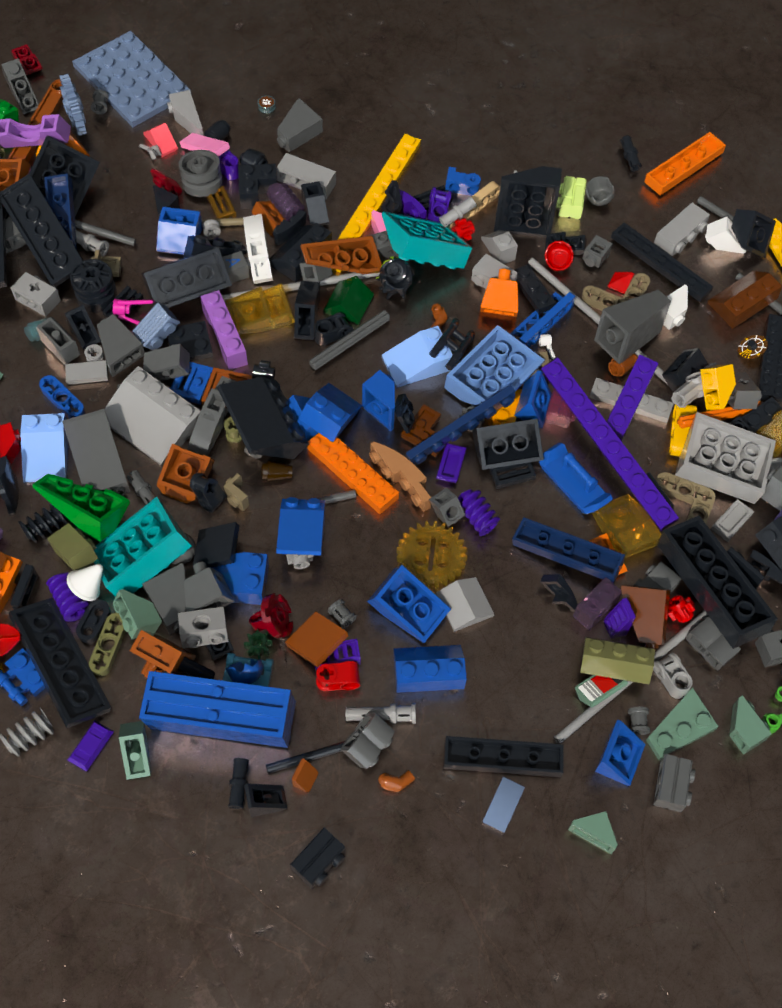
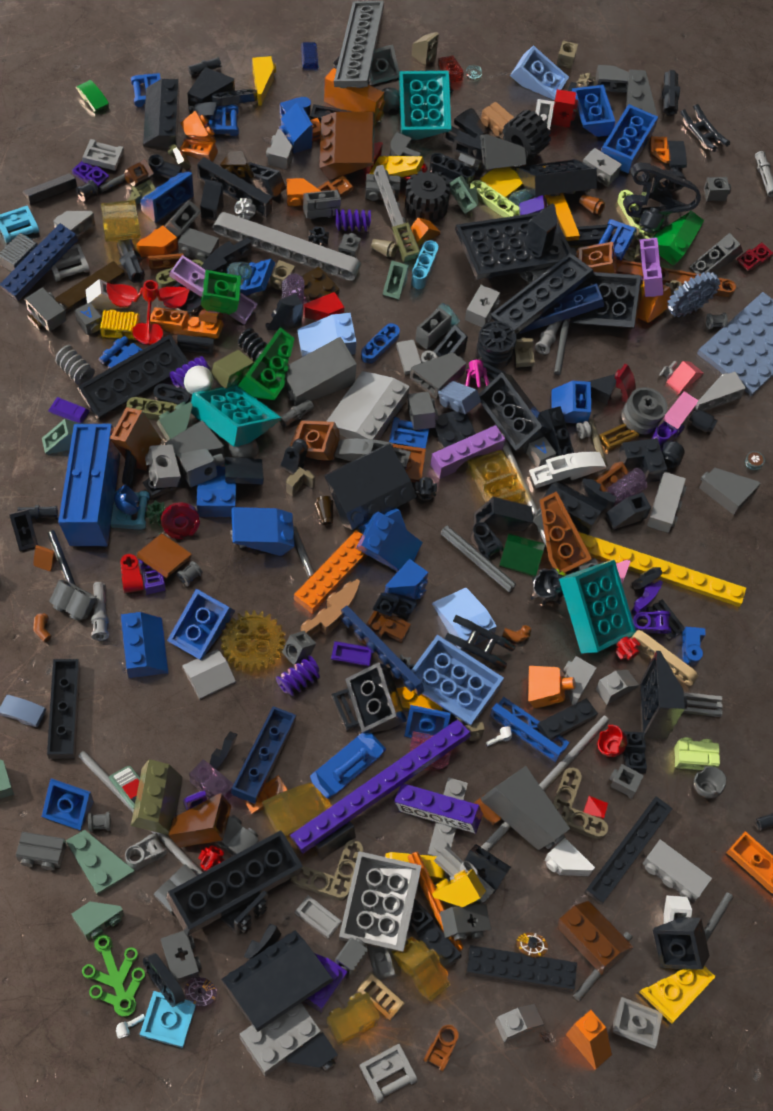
camera: 80 degrees right, 0 degrees up
(457, 212) = (641, 636): light grey pin -> none

